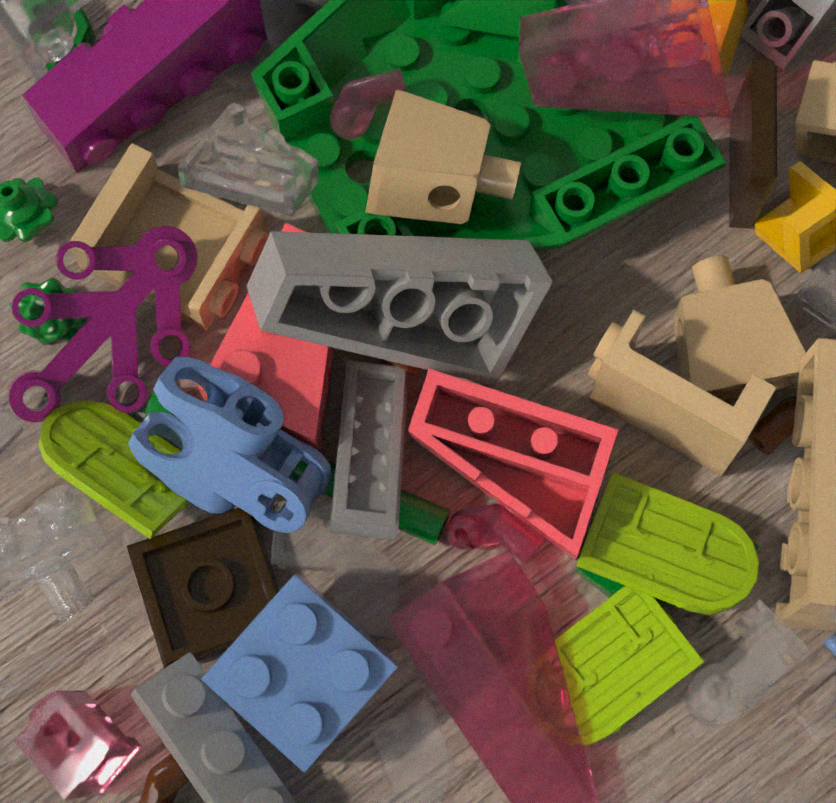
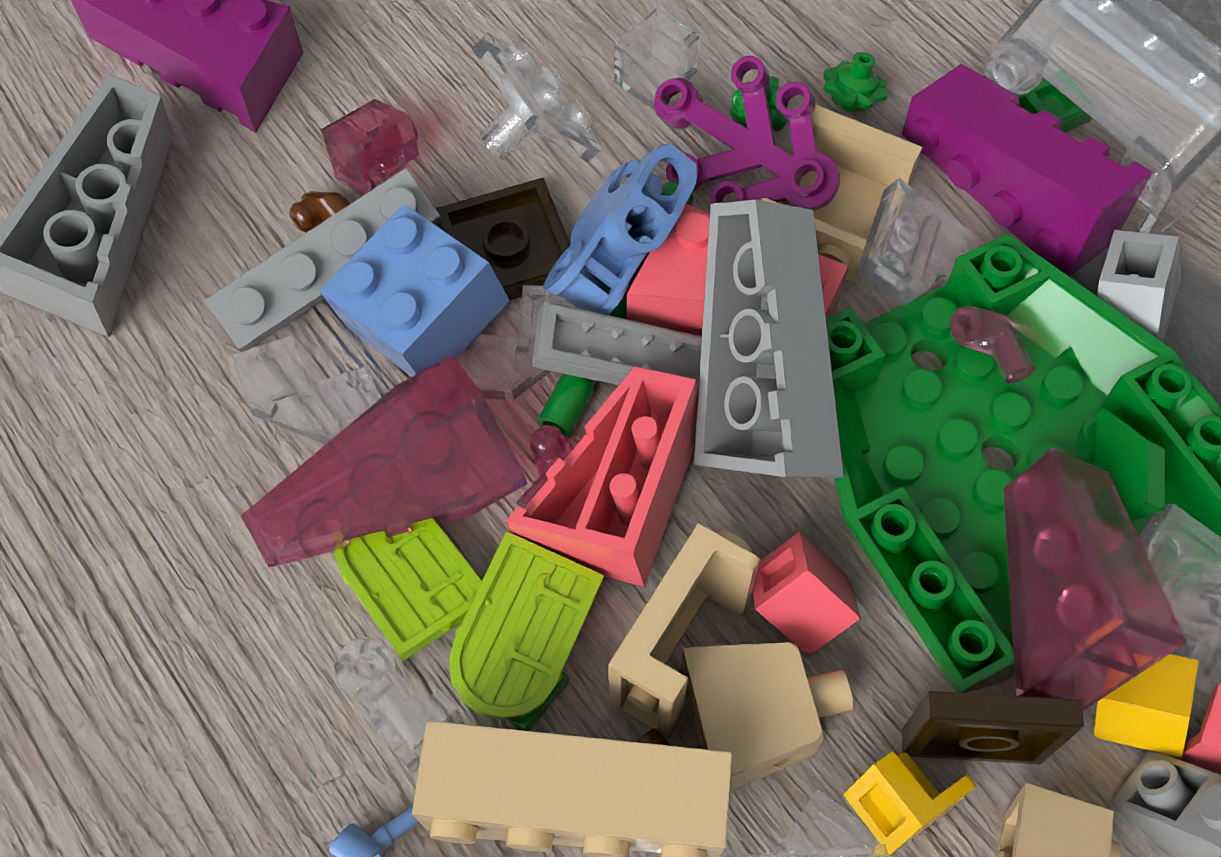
camera: 90 degrees right, 10 degrees down
(91, 451) = (616, 137): lime window -> none
(435, 163) = (922, 384): tan torso -> none
(614, 288) = (804, 594): none -> coral panel

